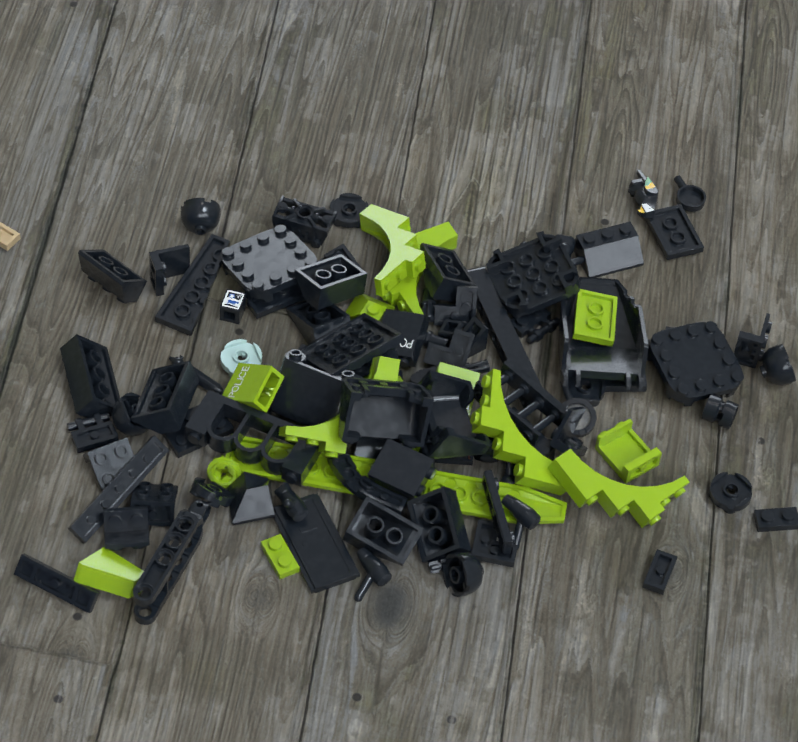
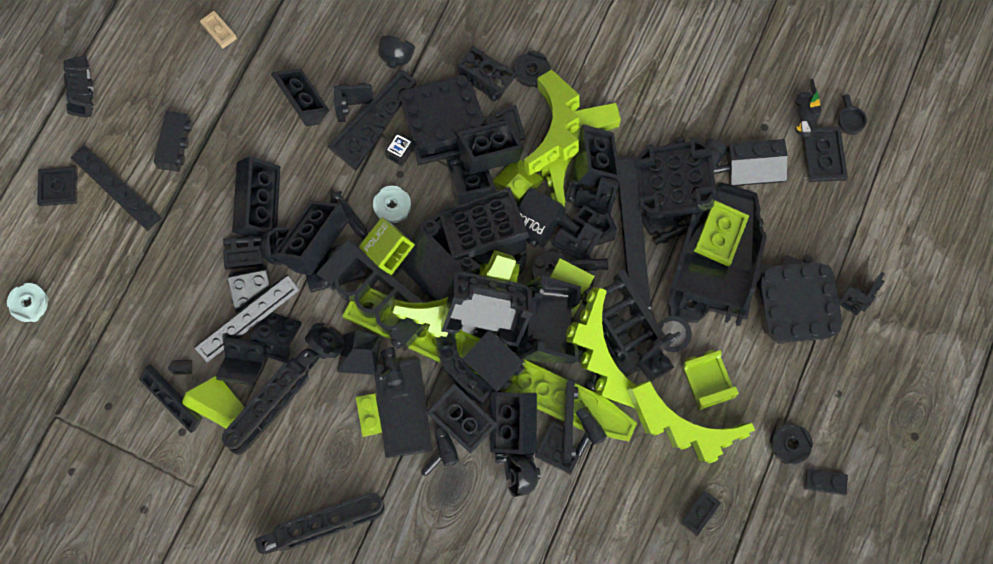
camera: 20 degrees right, 20 degrees up
(58, 554) = (180, 367): none -> black slope
(214, 471) = (335, 318): lime gear -> none
(293, 652) = (350, 513): none -> black piece
(714, 406) = (807, 359): black wheel -> none
(777, 366) = (876, 323): black cylinder -> none

